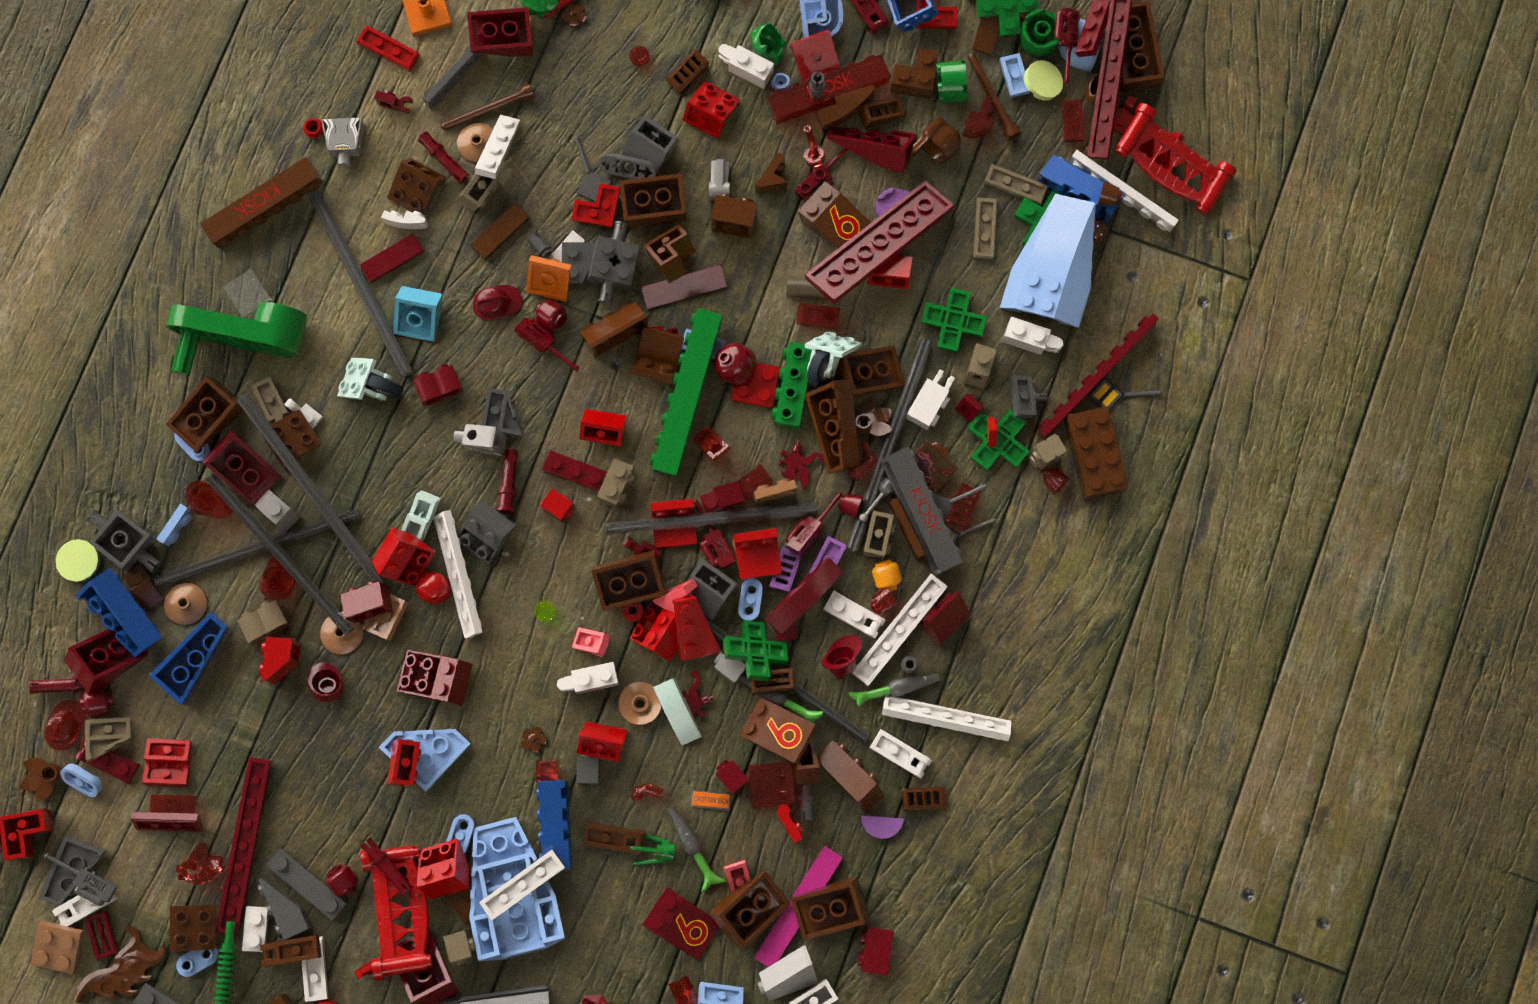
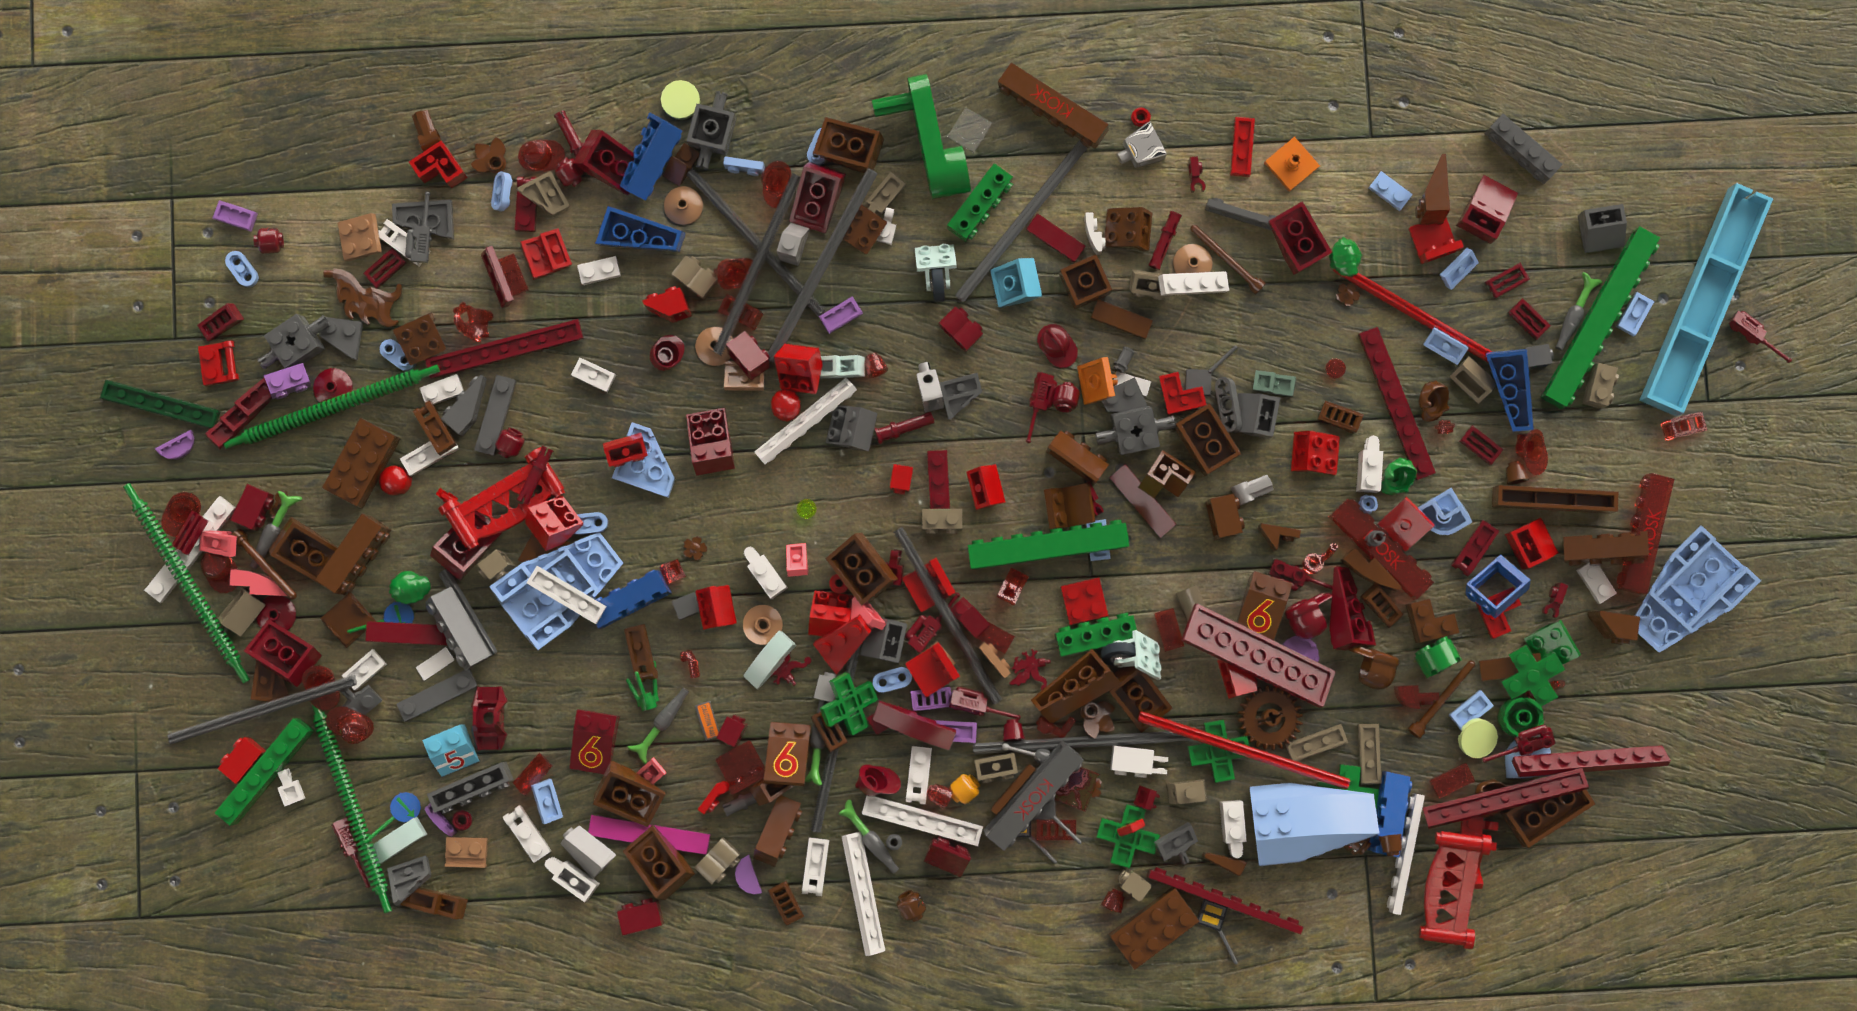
camera: 70 degrees right, 5 degrees up
(210, 716) = (599, 270): none -> white plate
(313, 766) = (593, 375): none -> white plate
(323, 314) = (980, 202): none -> green brick
(334, 582) = (750, 319): none -> clear red slope
(369, 495) = (840, 315): none -> medium lavender plate
(435, 483) = (875, 365): none -> clear red hat
(447, 247) = (1085, 281): none -> reddish brown brick
(628, 117) = (1274, 383): none -> sand green slope
(695, 15) = (1396, 402): none -> dark red plate
(735, 363) = (1092, 576): dark red cylinder -> none
(854, 848) = (717, 861): none -> dark tan brick
(863, 183) = (1306, 618): none -> dark red piece
(943, 241) = (1288, 711): none -> reddish brown gear
(962, 296) = (1244, 750): none -> red axle
(978, 676) = (911, 905): none -> reddish brown head
(1066, 355) = (1232, 865): none -> reddish brown slope

